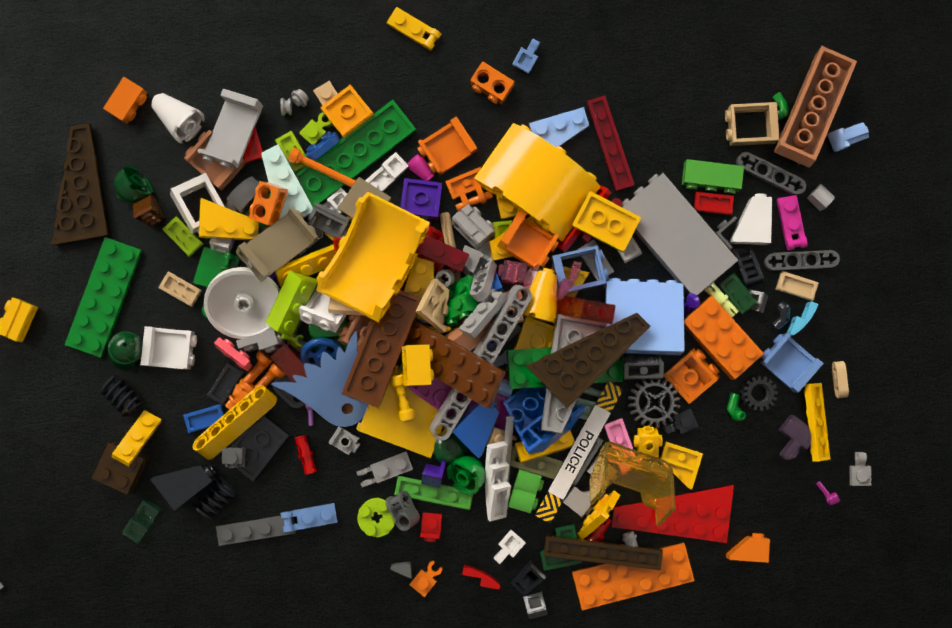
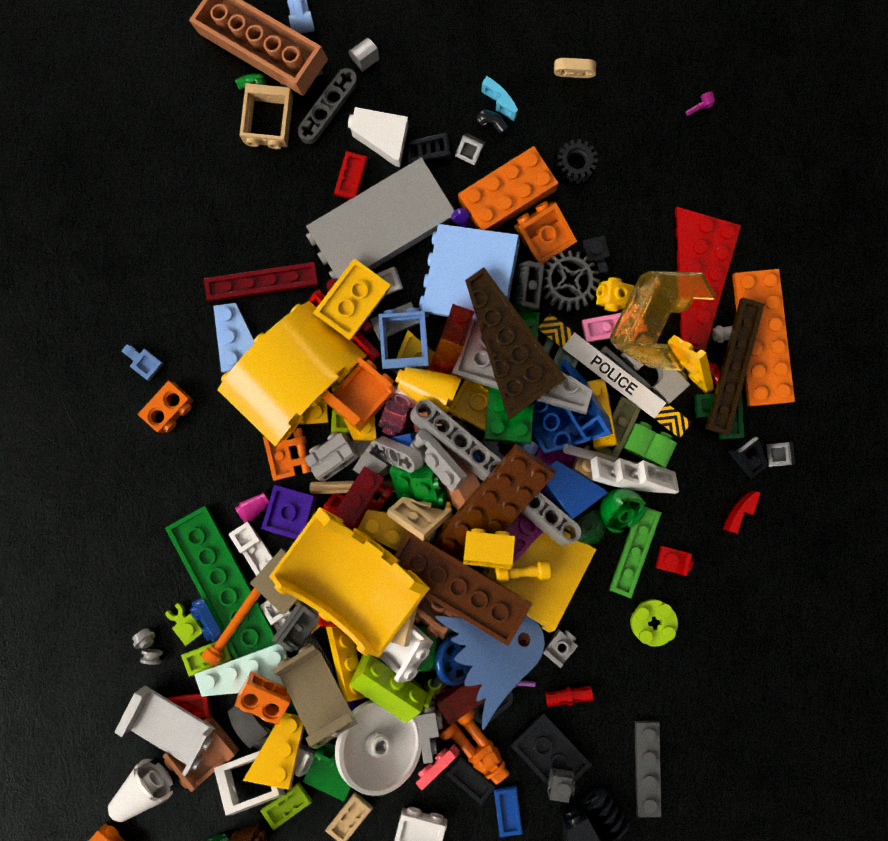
camera: 75 degrees left, 0 degrees up
(234, 422) = (519, 777): yellow beam -> none
(309, 517) = (643, 703): medium blue plate -> none
(325, 92) = (148, 603): tan plate -> none
(347, 111) = (169, 584): light orange plate -> none
(387, 468) = (599, 602): light grey hinge -> none
(402, 568) = (719, 601): dark grey slope -> none
(404, 511) = (654, 590): dark grey piece -> none
(413, 28) = (84, 490): yellow plate -> none
(424, 580) = (735, 577): orange plate -> none
(433, 475) = (615, 549): dark purple panel -> none
(447, 147) = (233, 472): orange panel -> none
(450, 275) = (384, 493): light grey bush -> none
(510, 545) = (708, 472): white plate -> none
(565, 284) = (420, 357): clear pink slope -> none
(683, 461) = (642, 258): yellow wing -> none
(712, 176) = (319, 171): bright green brick -> none
(721, 227) = (379, 169): dark grey bracket -> none
(722, 299) = (452, 192): yellowish green pin -> none
(733, 408) = (590, 192): green arm -> none
(738, 293) = (459, 164): dark green plate -> none
(751, 548) = (752, 199): orange slope -> none
(790, 362) = (548, 119): medium blue panel -> none
(791, 222) = (387, 92): dark pink plate -> none
(797, 286) = (460, 98): tan tile -> none
(798, 434) = (632, 124): clear purple brick -> none
(801, 260) = (432, 88): dark grey beam -> none
(817, 422) = (619, 101): yellow plate -> none
(860, 473) = (683, 64): light grey plate -> none

